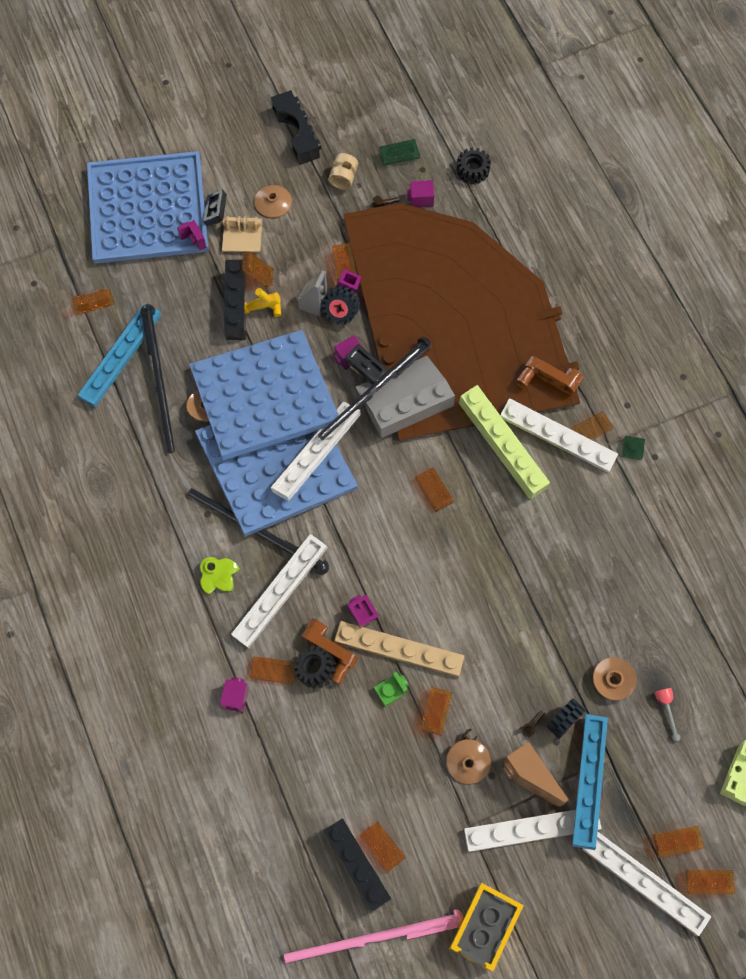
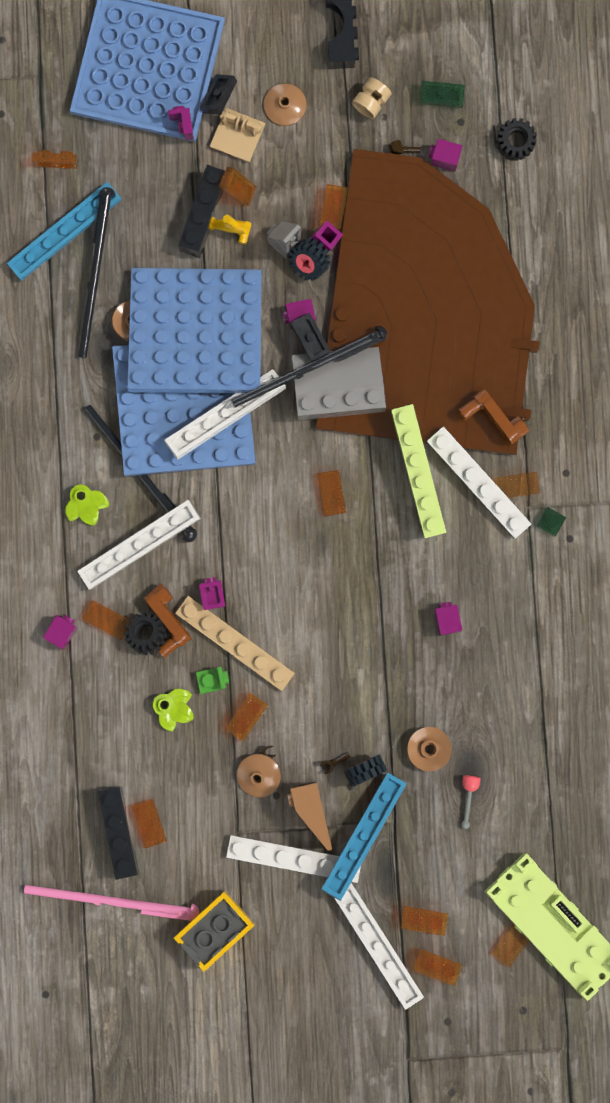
camera: 20 degrees right, 15 degrees up
(368, 729) = (176, 708): none -> lime plate
(581, 558) = (448, 619): none -> magenta brick

